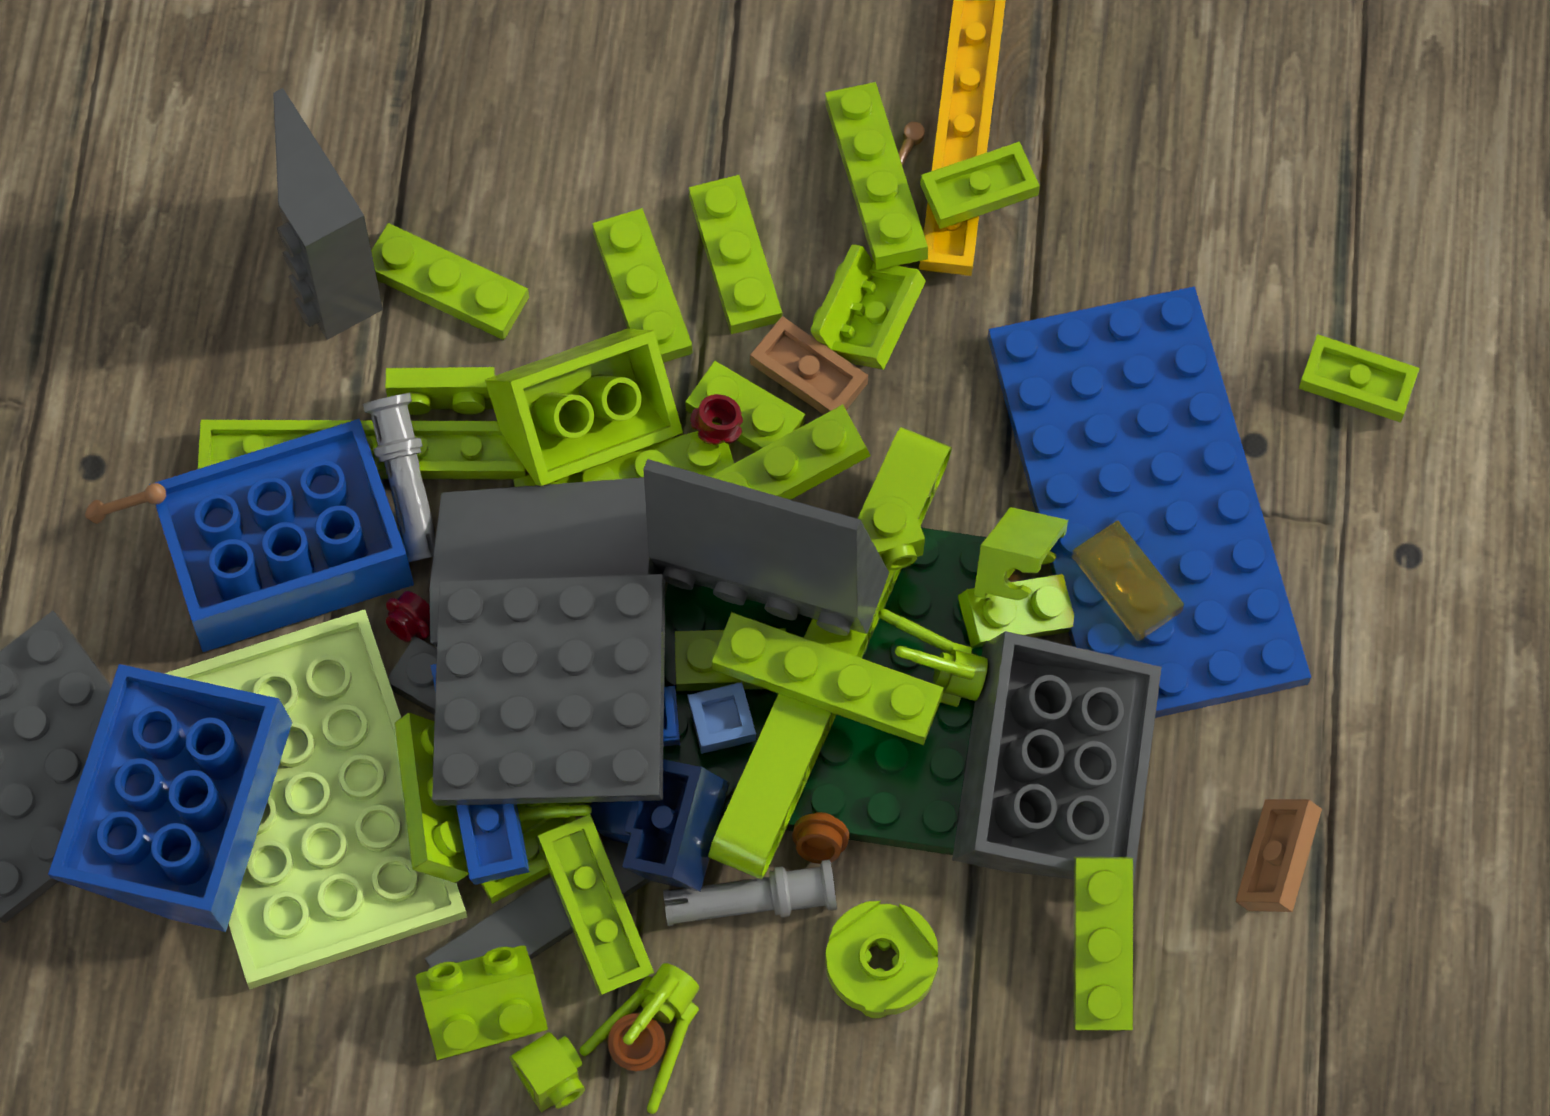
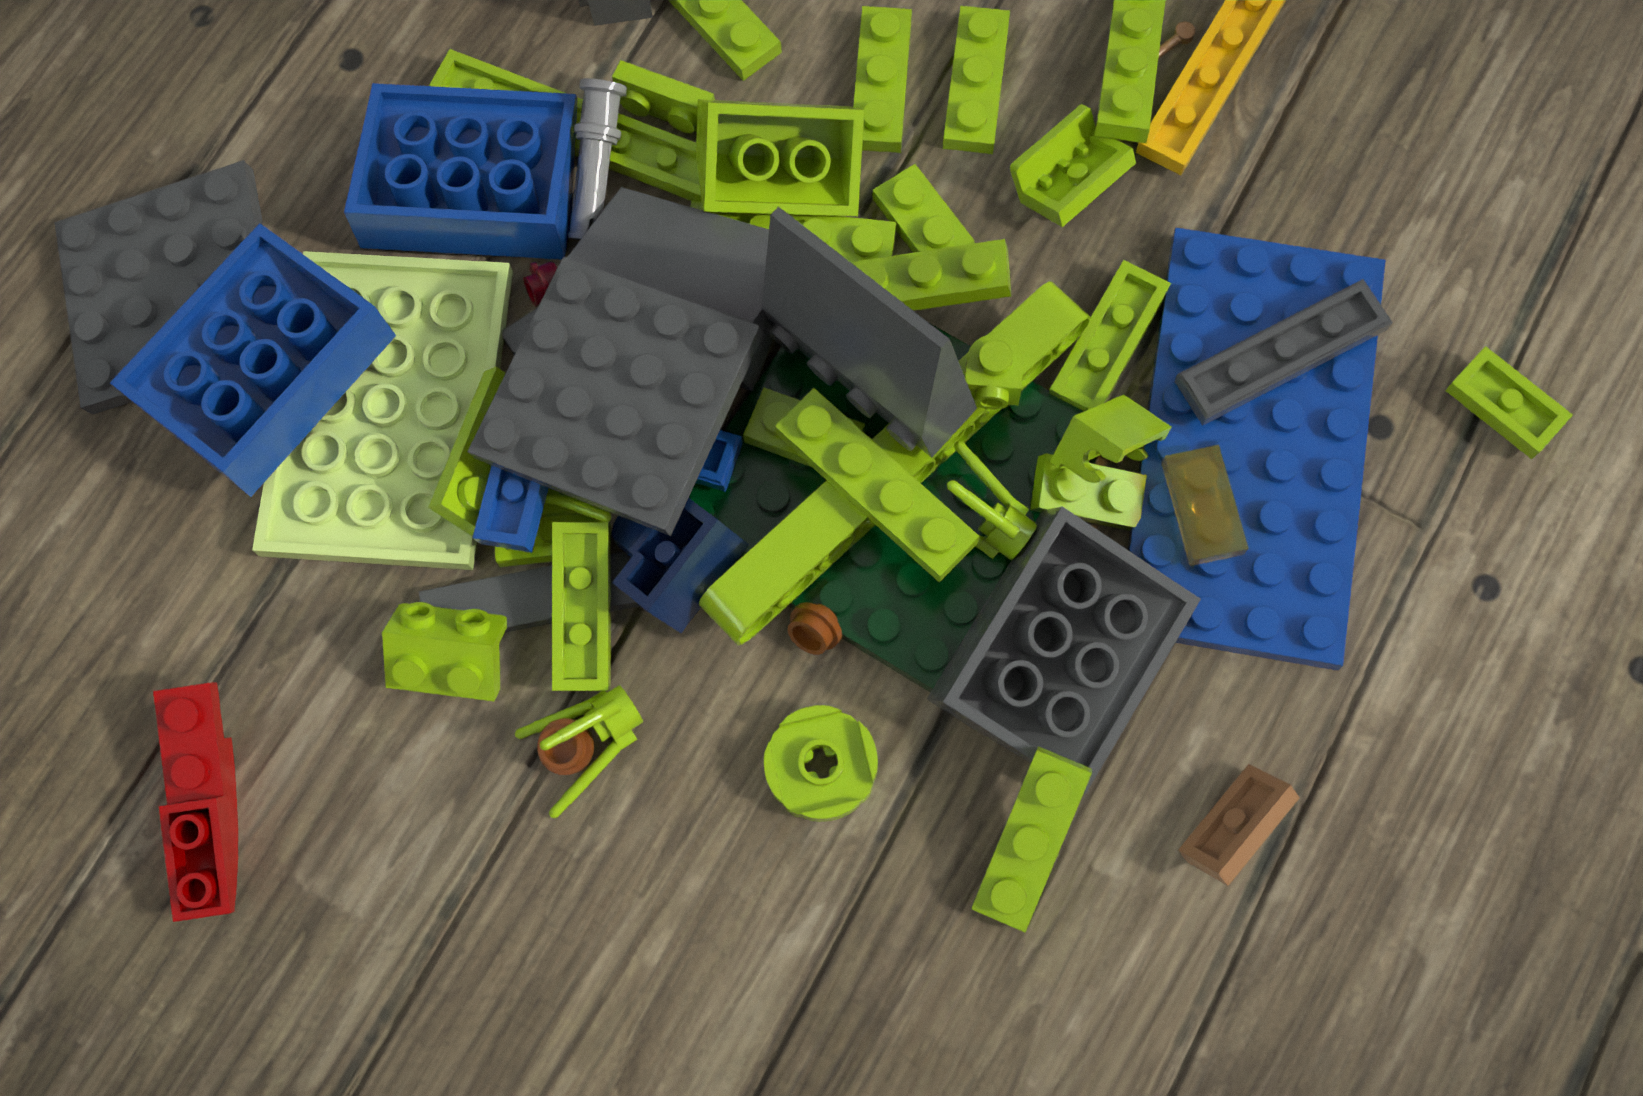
camera: 30 degrees right, 5 degrees up
(97, 511) = (368, 91): medium nougat hinge -> none
(549, 1071) = (474, 740): lime plate -> none
(721, 410) = (892, 204): dark red plate -> none
(721, 718) = (769, 482): medium blue plate -> none
(779, 892) = (755, 662): light grey pin -> none
(808, 368) = (995, 200): medium nougat plate -> none
(975, 458) = (1110, 337): none -> lime plate
(979, 185) = (1222, 92): lime plate -> none
(1138, 411) = (1282, 352): none -> dark grey tile

